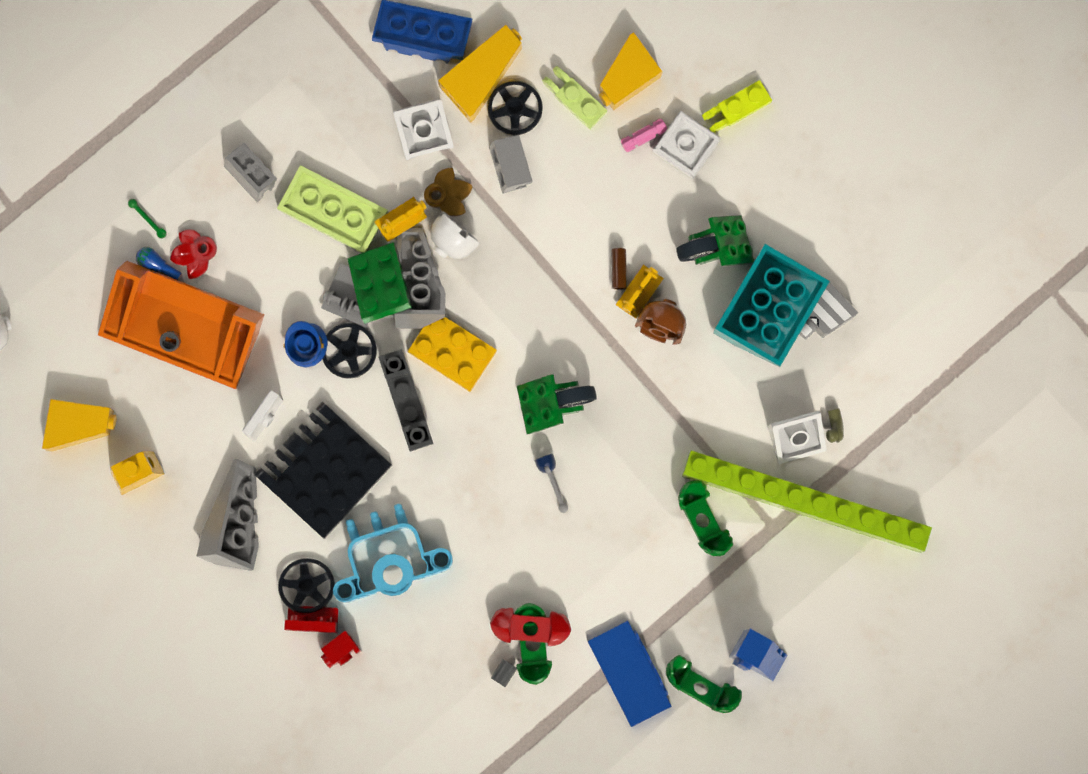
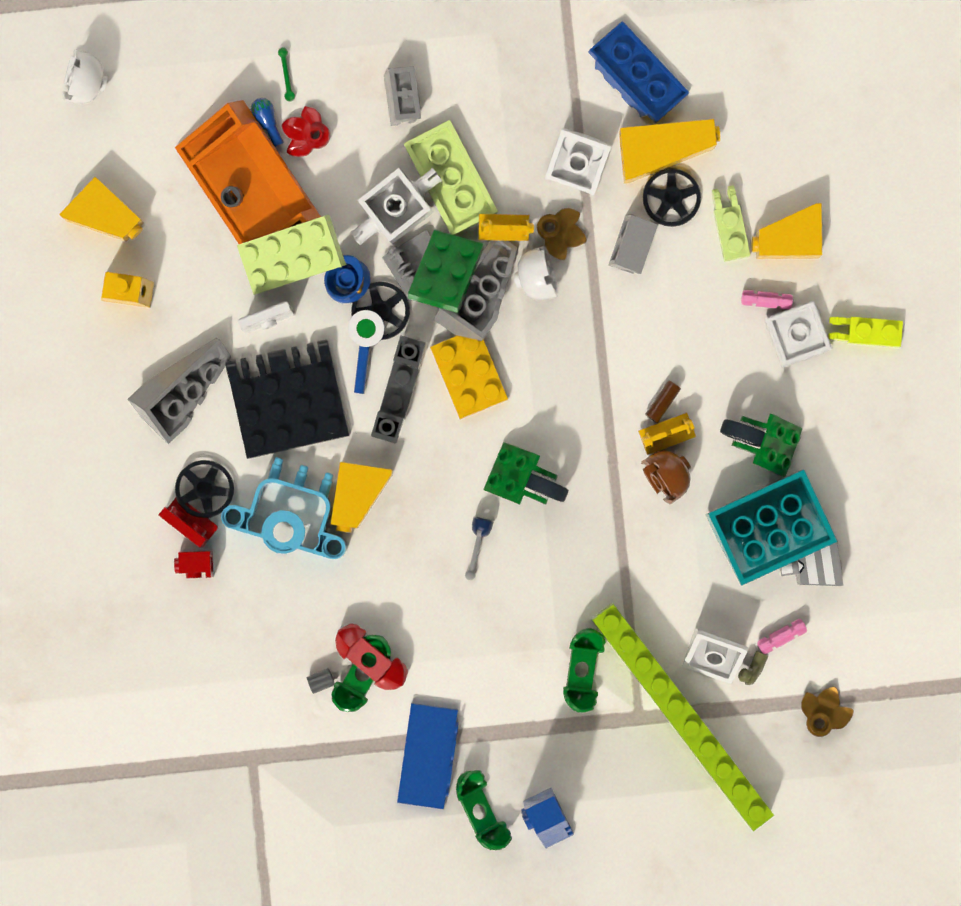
camera: 35 degrees right, 5 degrees up
(248, 353) = (291, 254): none -> yellowish green plate
(297, 245) = (412, 209): none -> white brick
(348, 372) = (366, 330): none -> piece
(430, 505) = (356, 493): none -> yellow slope
(839, 386) = (782, 636): none -> bright pink axle
(912, 418) = (827, 708): none -> pearl gold plate

